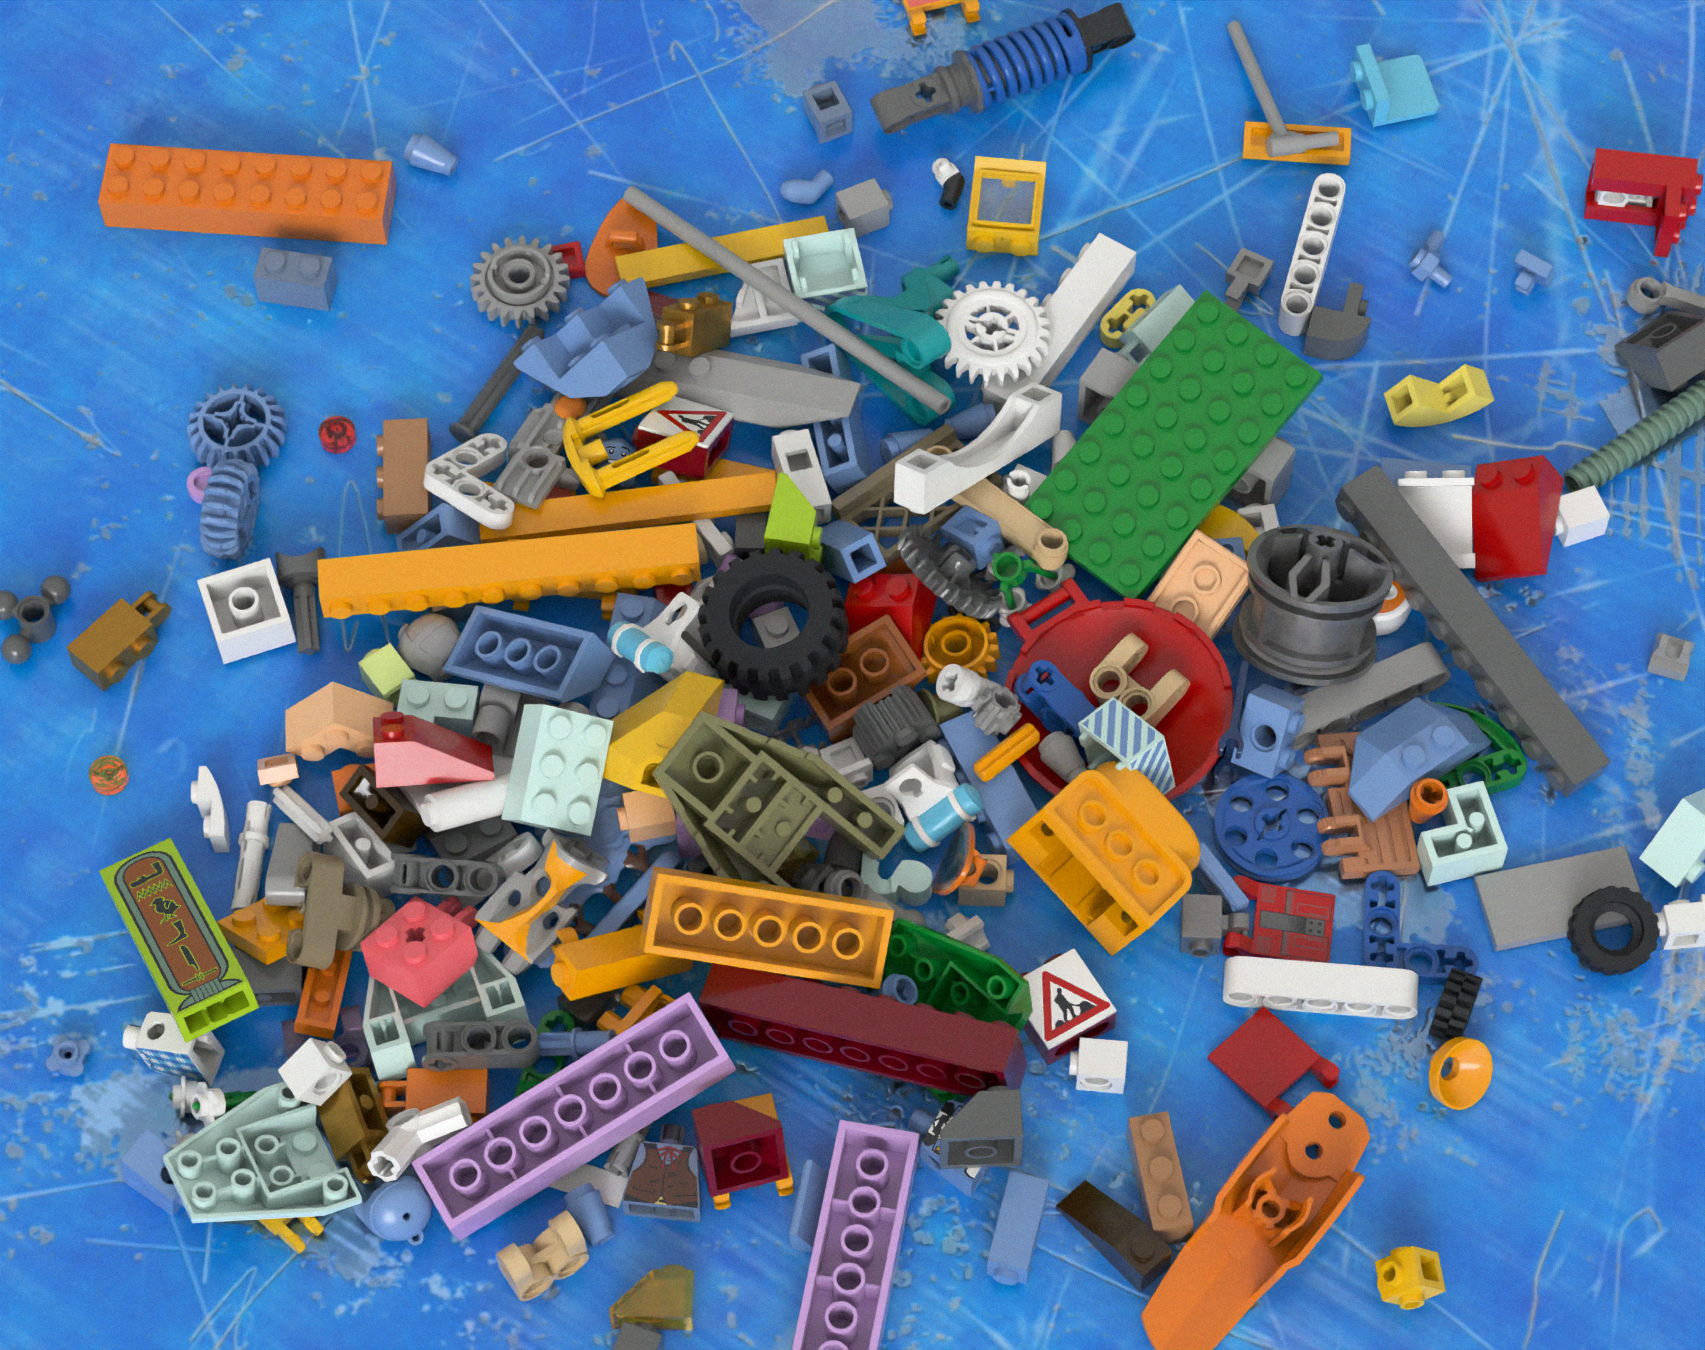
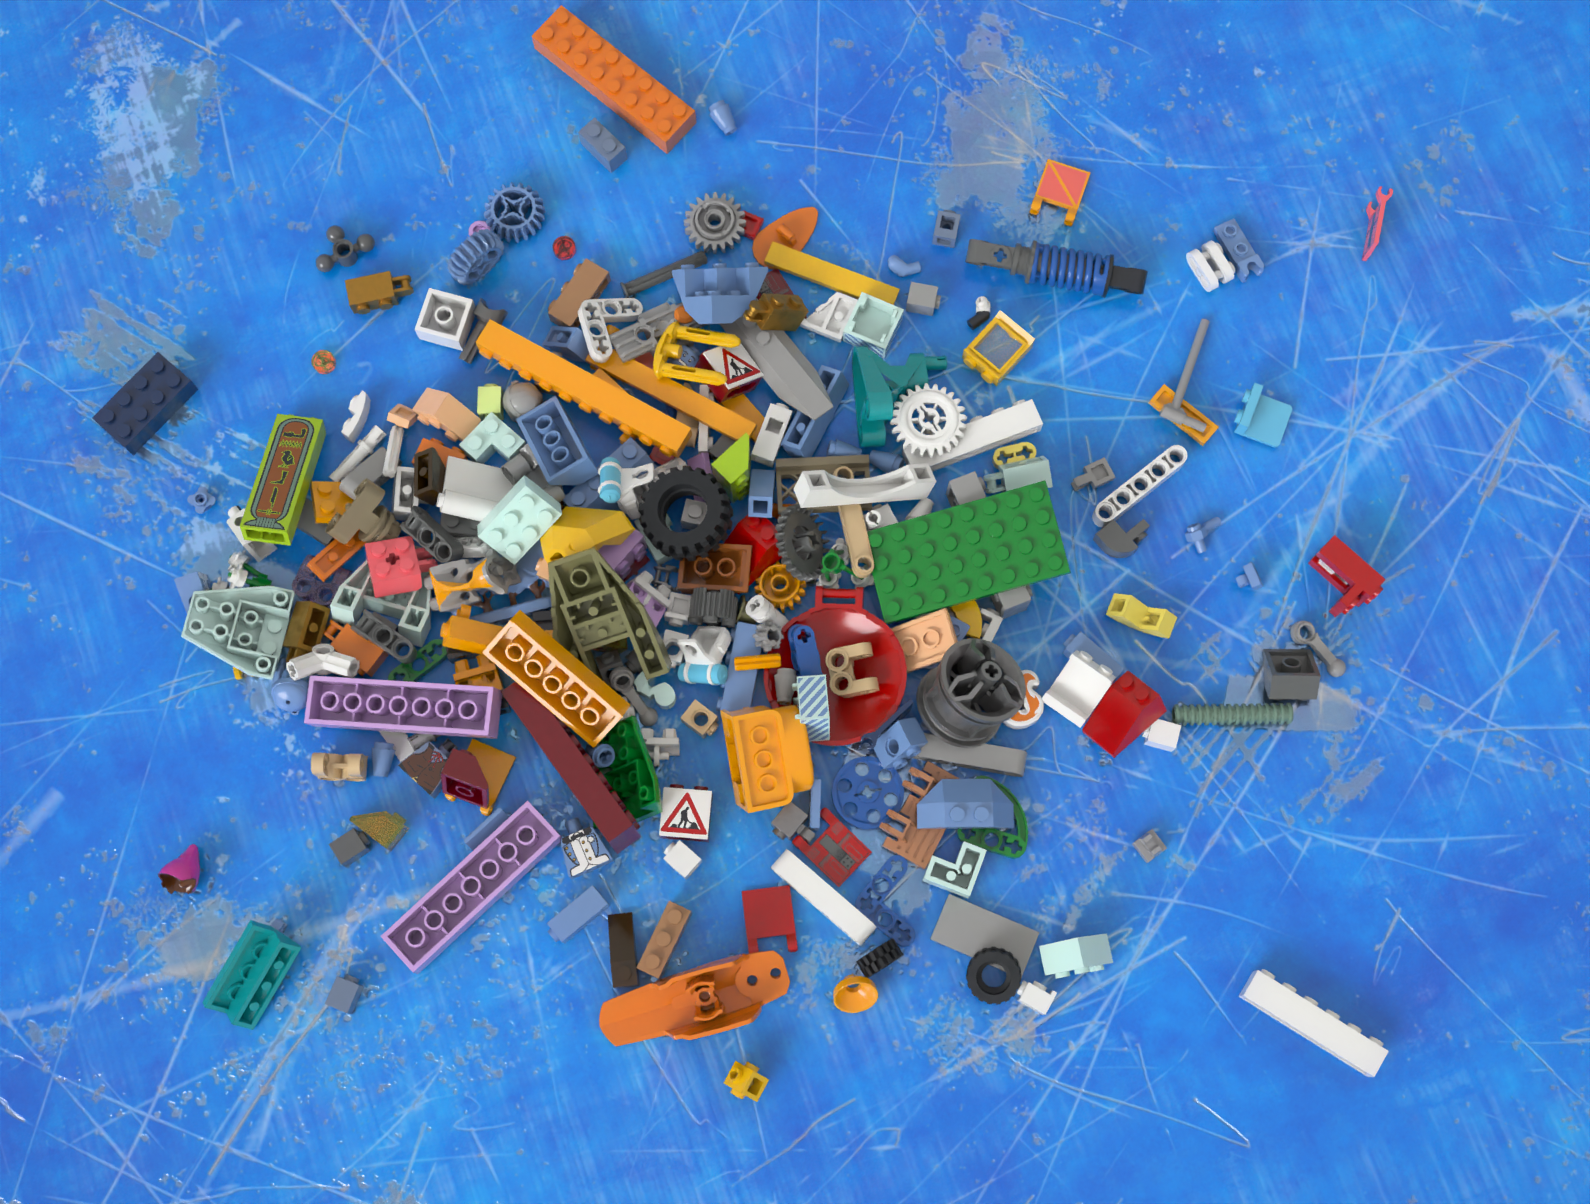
camera: 35 degrees right, 15 degrees up
(315, 1071) = (295, 597): white brick -> none
(424, 753) = (466, 464): slope -> none
(573, 1042) = (435, 667): medium blue axle -> none
(788, 300) = (837, 329): light grey piece -> none
(957, 862) = (685, 704): shield -> none
(975, 534) = (831, 530): medium blue bracket -> none
(984, 1132) = (588, 860): dark grey slope -> none
(1426, 800) = (957, 839): orange cone -> none
(1472, 633) = (1047, 762): dark grey brick -> none

